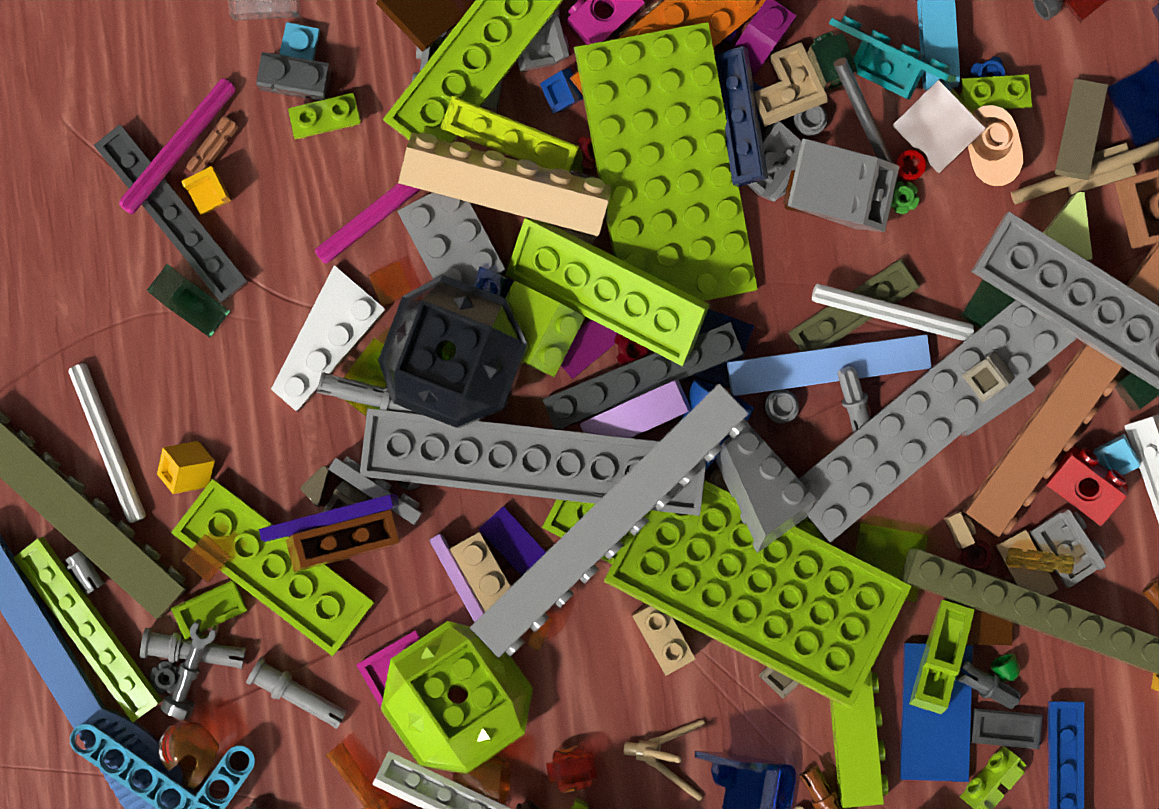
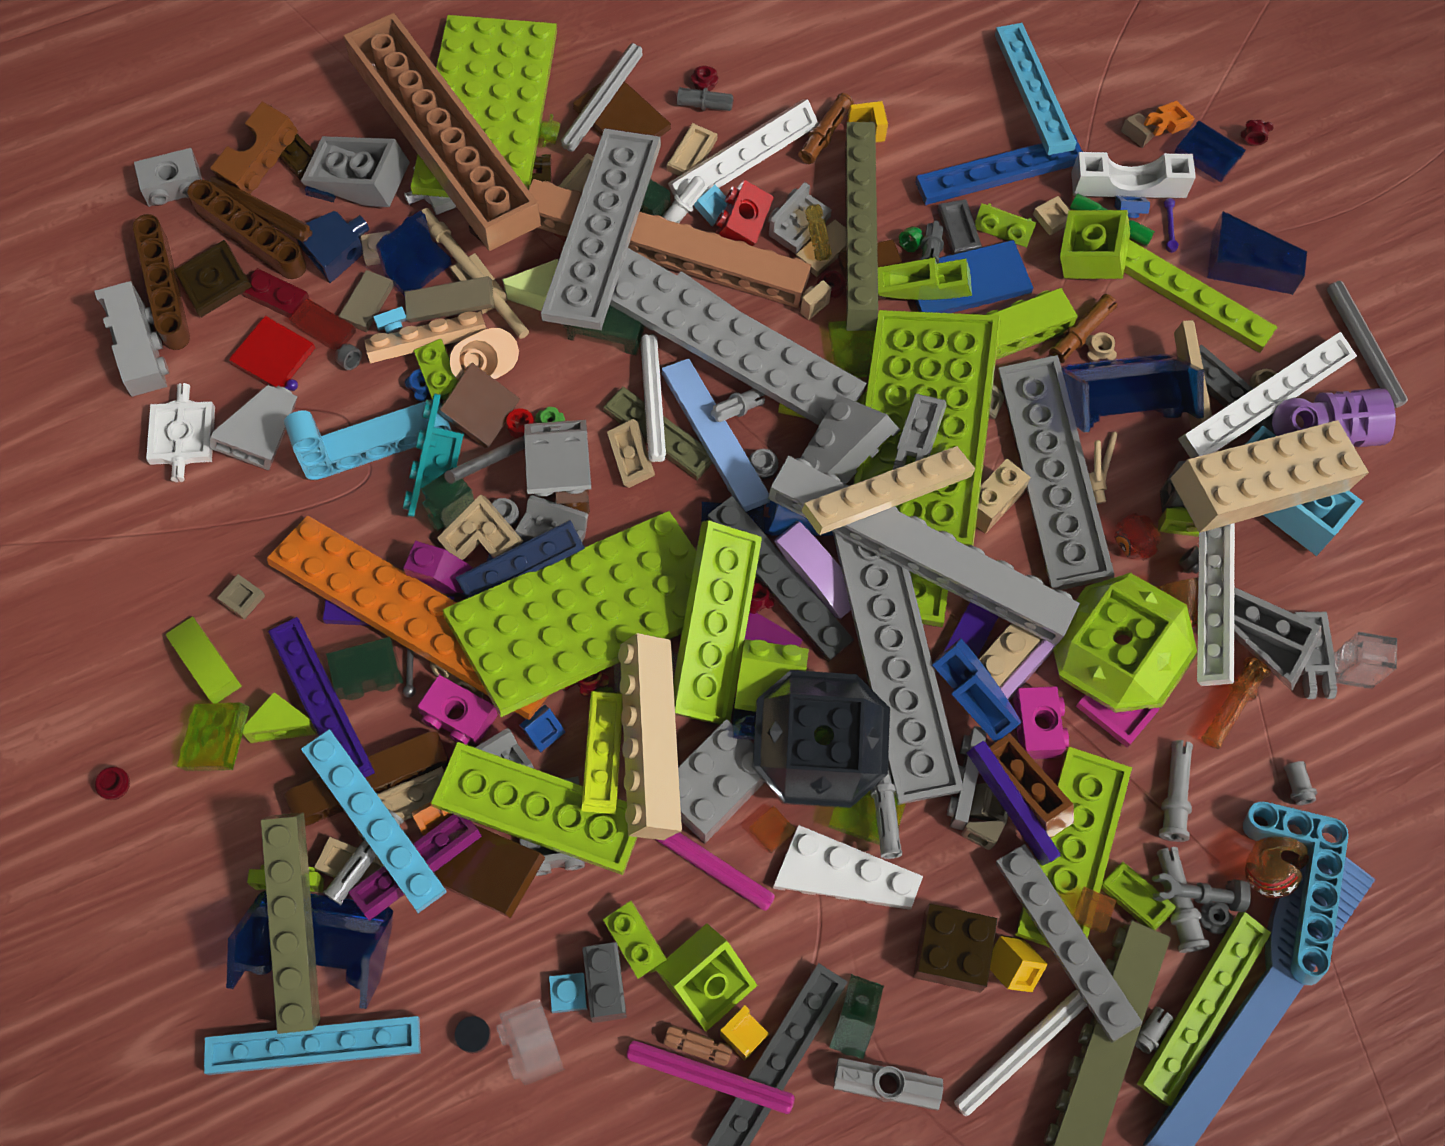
camera: 110 degrees left, 20 degrees down
(106, 326) = (911, 1087): none -> light grey piece
(184, 519) = (1069, 943): none -> light grey plate
(217, 414) = (955, 948): none -> dark brown brick
(269, 172) = (706, 976): none -> lime slope
(428, 584) = (1045, 704): none -> dark pink brick
(453, 525) = (977, 690): none -> blue slope
(673, 710) = (1059, 481): none -> light grey plate
(678, 505) = (887, 490): none -> tan plate
(743, 569) = (920, 429): none -> light grey hinge
(835, 269) = (631, 453): none -> tan plate
(989, 376) = (684, 298): dark tan slope -> none
(1045, 78) = (387, 346): none -> light nougat plate
(1076, 60) = (390, 320): none -> medium azure plate
(1113, 42) = (367, 300): none -> dark tan tile
(1125, 422) = (684, 202): none -> white axle

